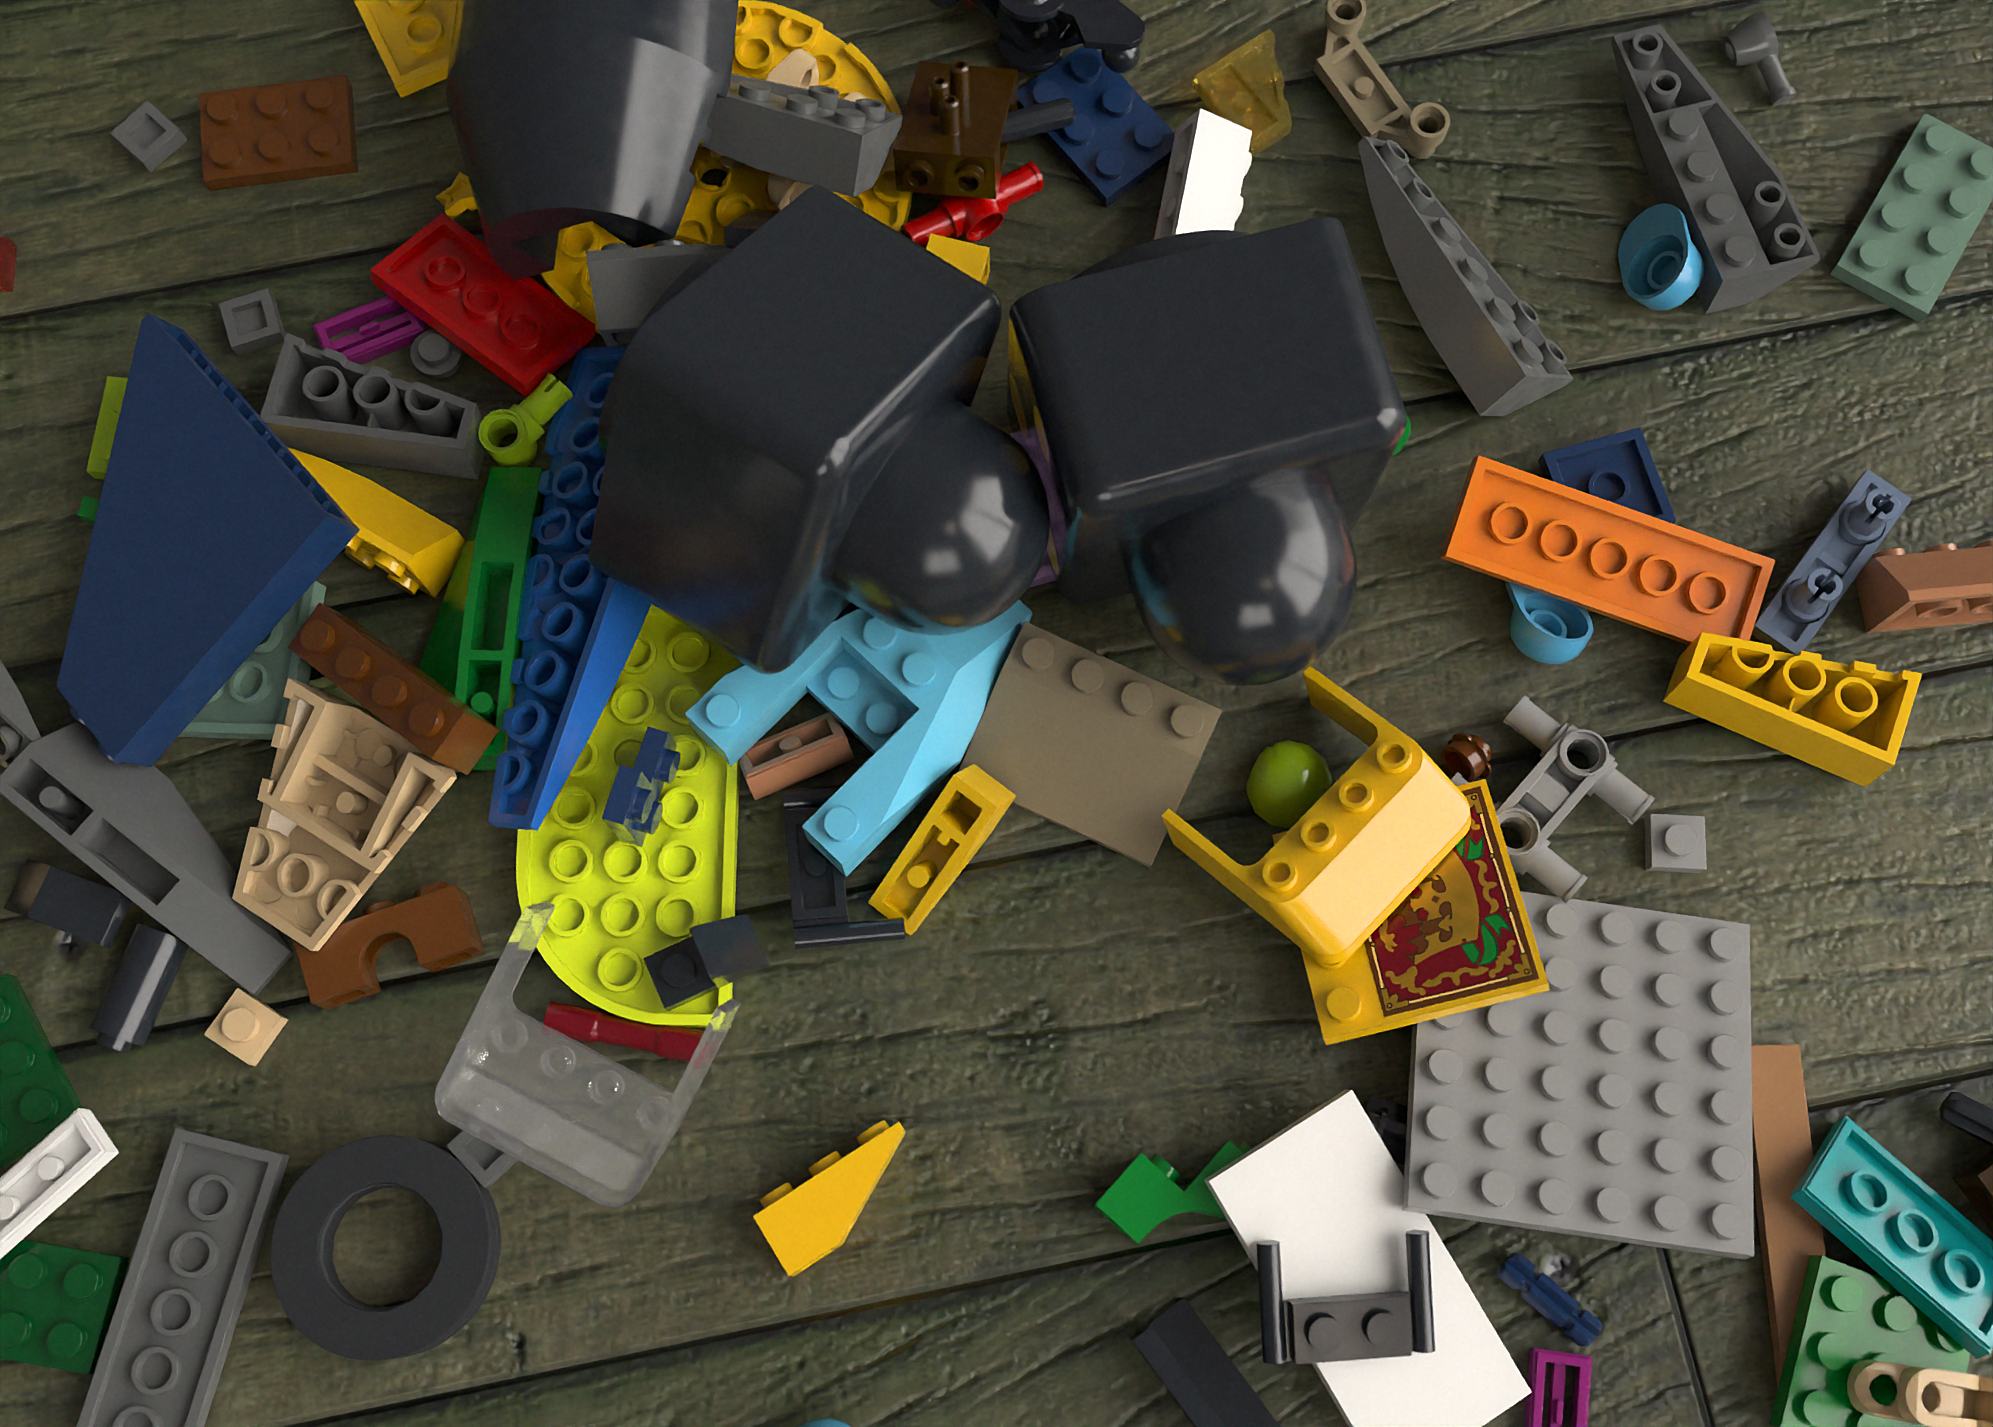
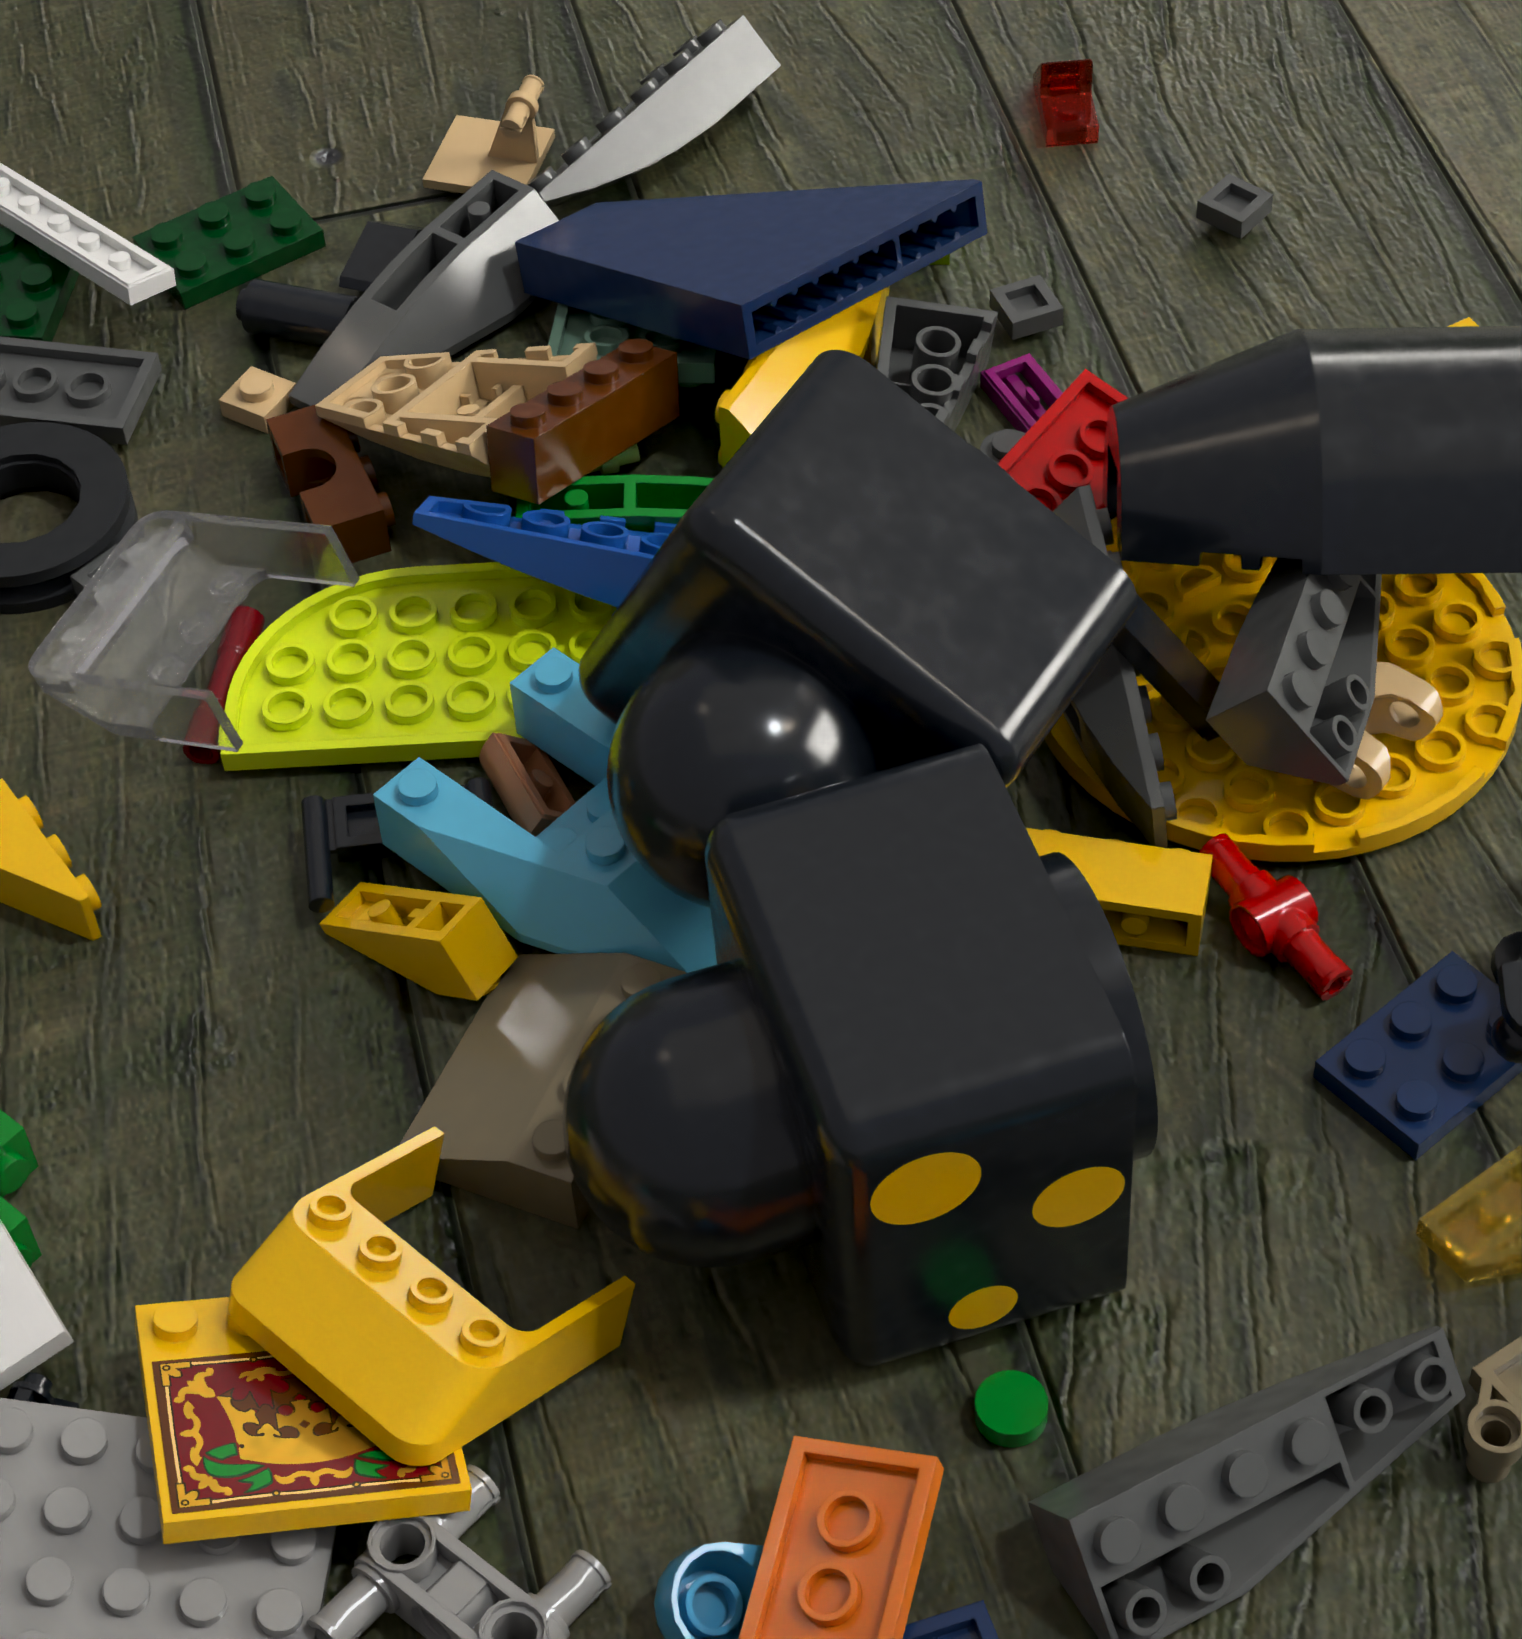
camera: 90 degrees right, 25 degrees down
(278, 133) = (1257, 292): reddish brown plate -> none
(633, 801) = (459, 634): dark blue plate -> none
(706, 961) = (290, 723): black slope -> none
(962, 127) = (1368, 876): dark brown piece -> none
(1204, 176) = (1296, 1154): white brick -> none
(1287, 782) = (506, 1286): lime hair -> none
(1467, 756) = (524, 1511): reddish brown plate -> none

